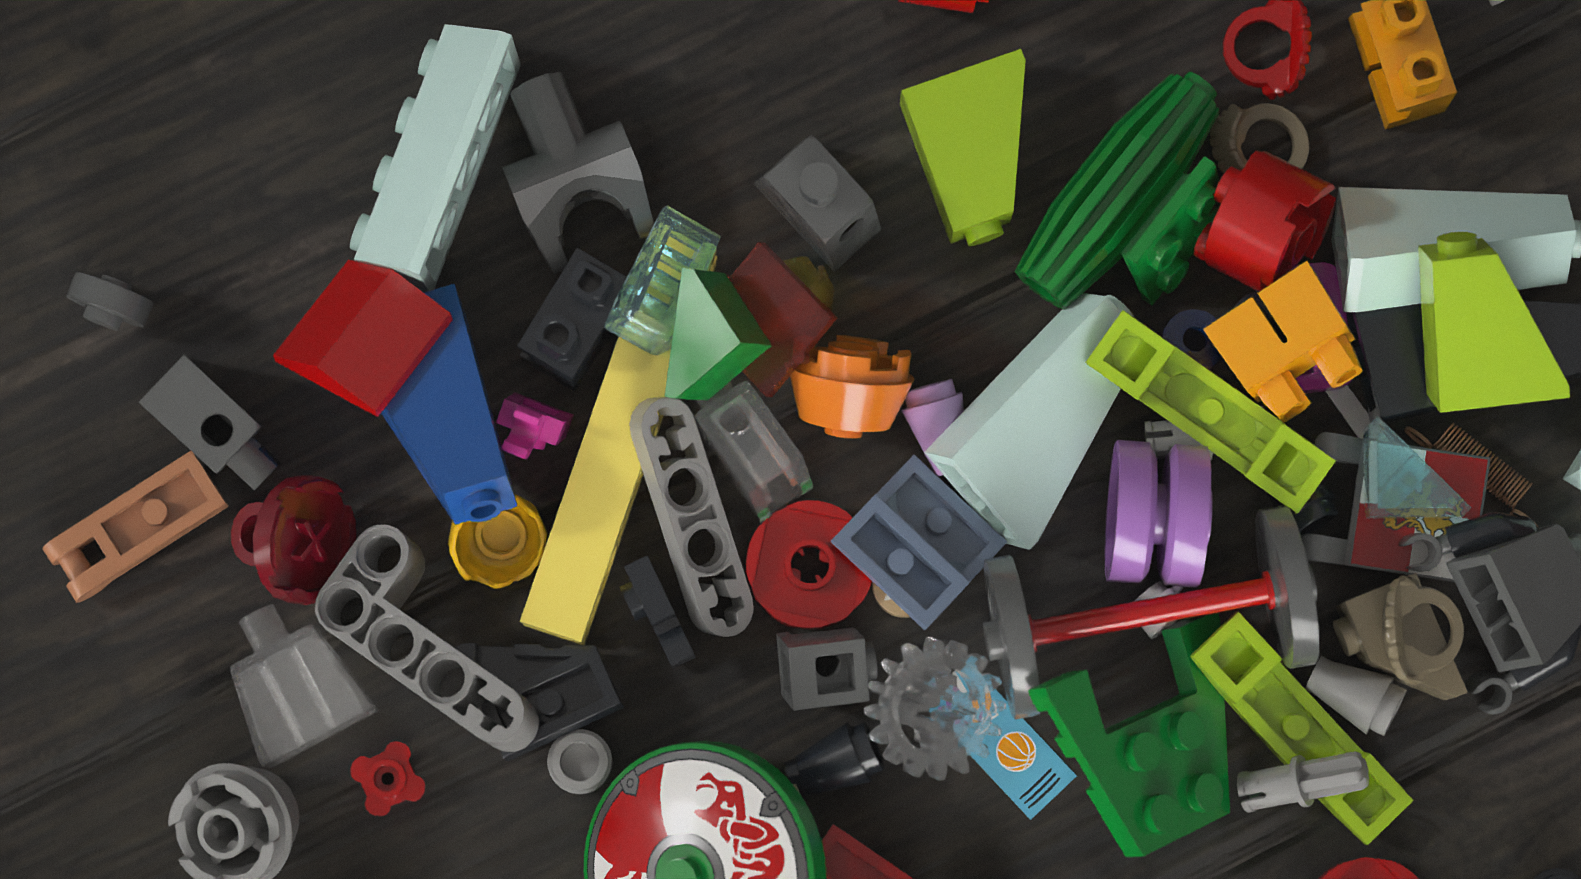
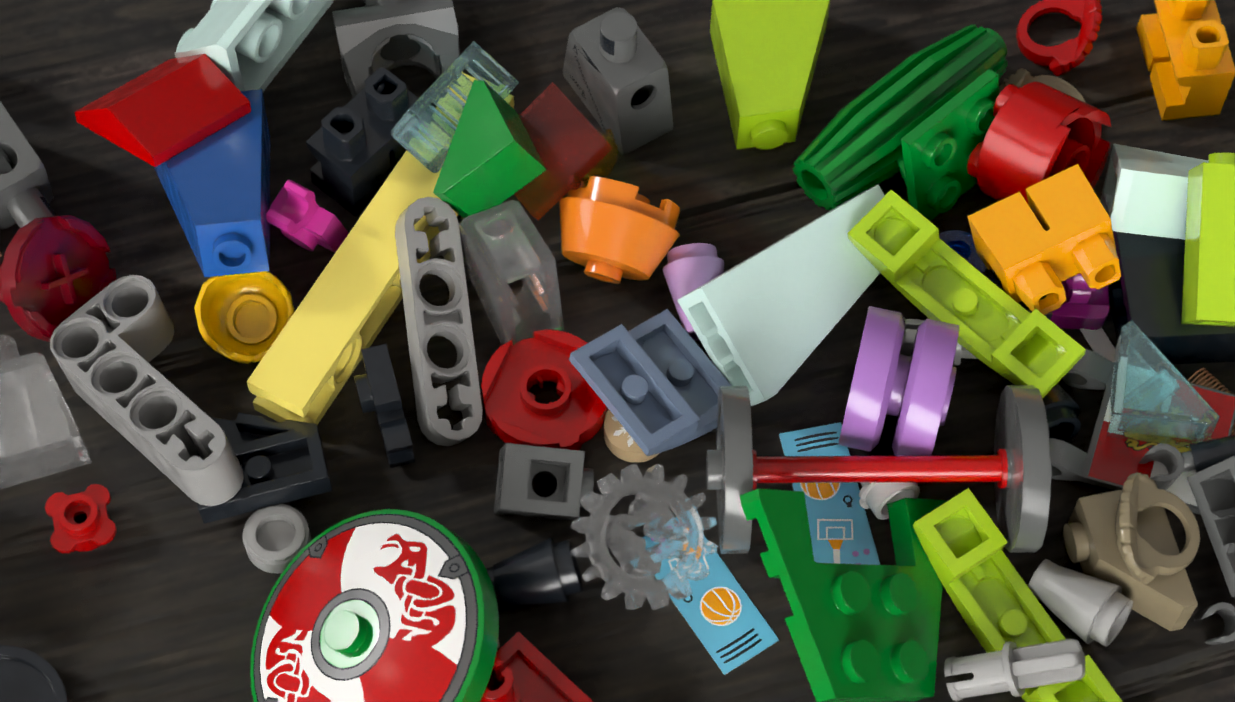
camera: 10 degrees right, 20 degrees down
(1117, 659) = (835, 517): none -> medium azure sticker

